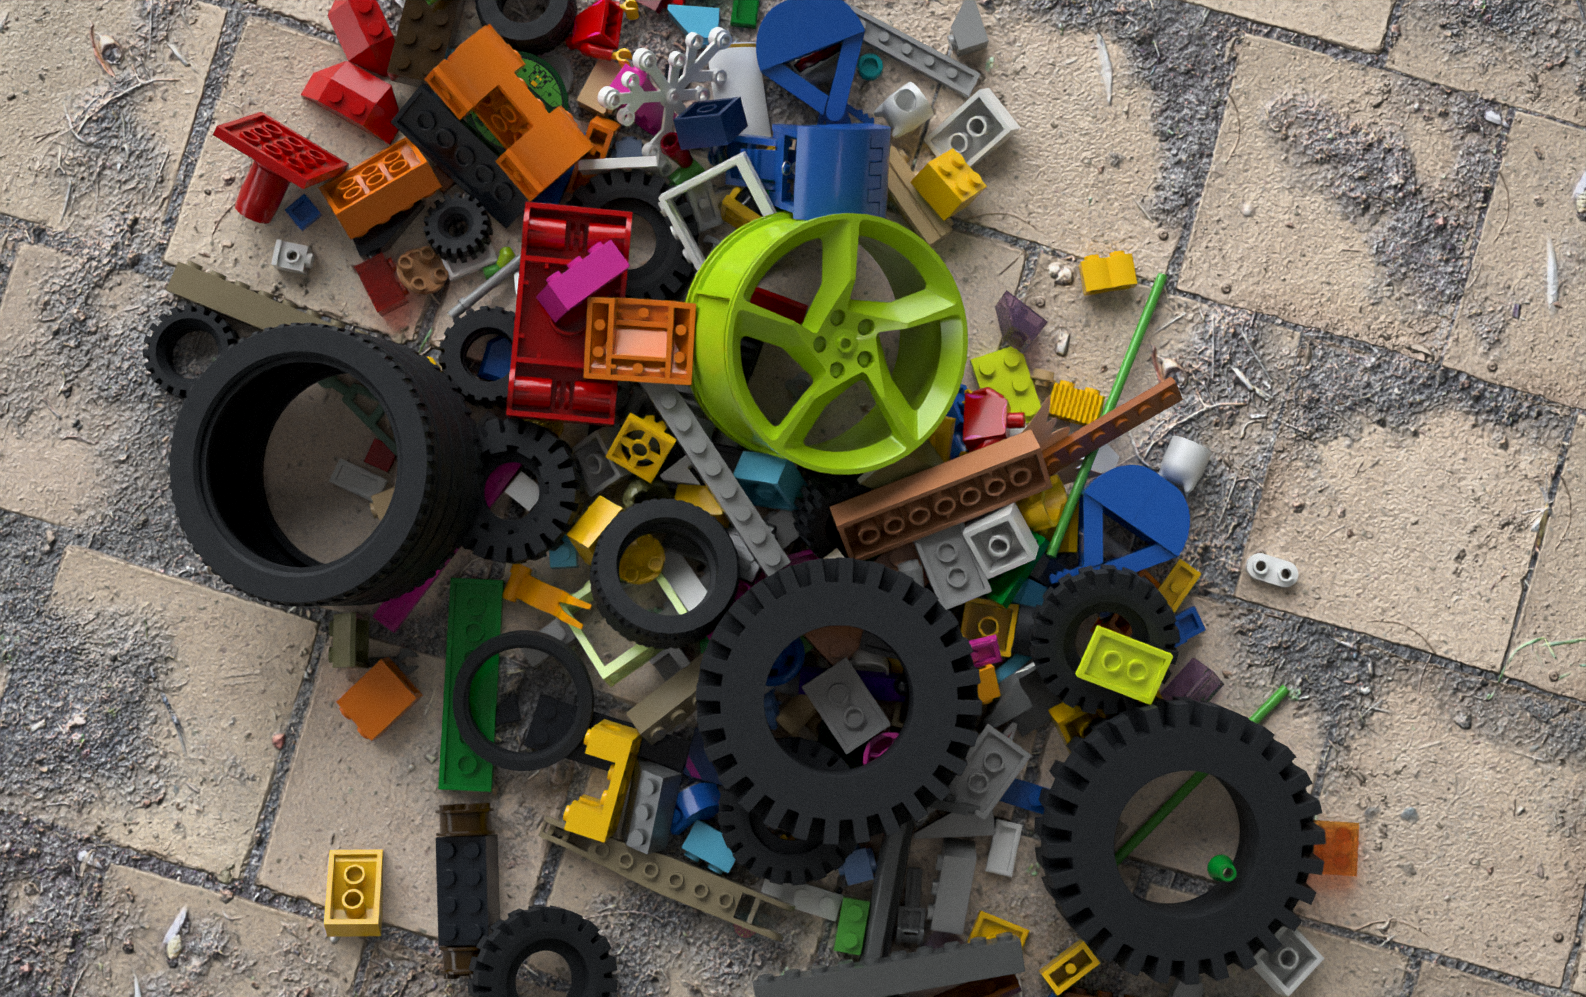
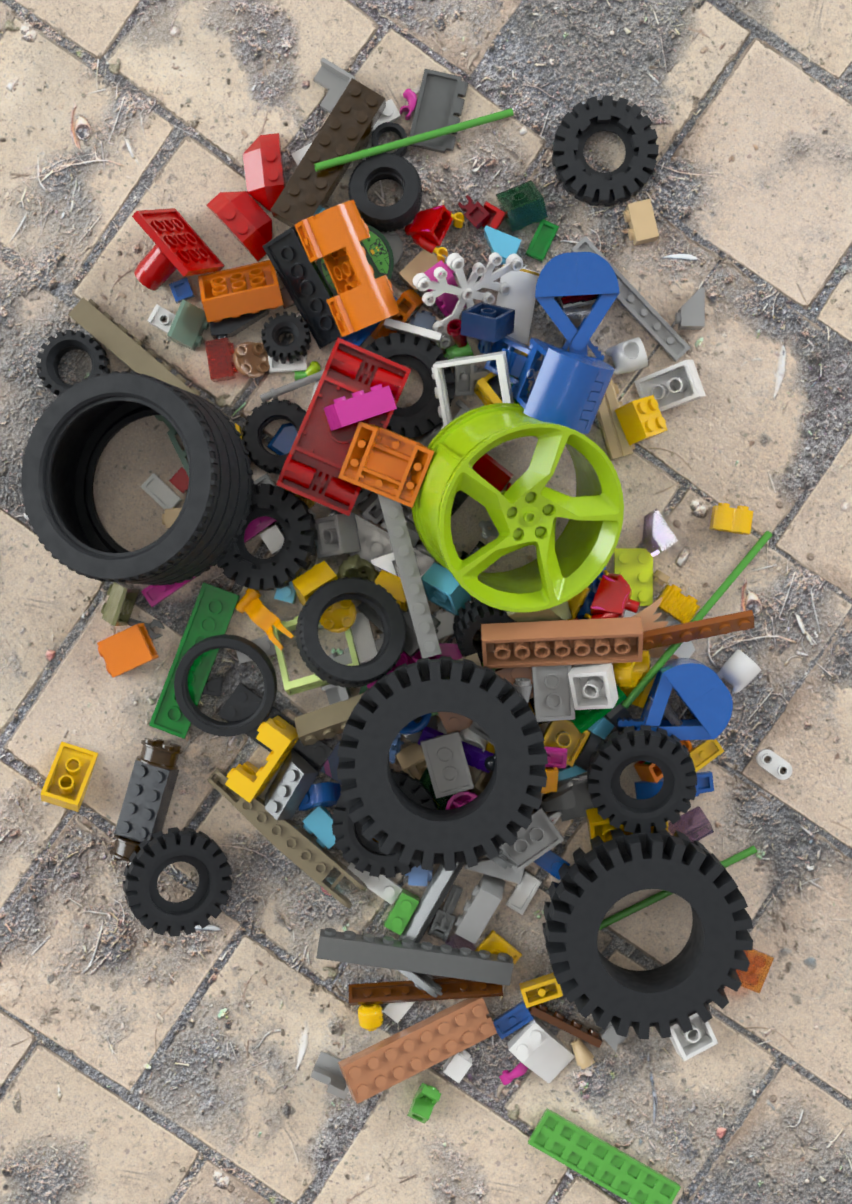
camera: 25 degrees right, 5 degrees up
(327, 253) = (188, 326): none -> sand green slope
(643, 443) = (366, 534): yellow piece -> none
(869, 67) = (614, 316): teal tile -> none
(1124, 665) = (649, 803): neon yellow plate -> none
(1218, 864) = (669, 962): green cone -> none

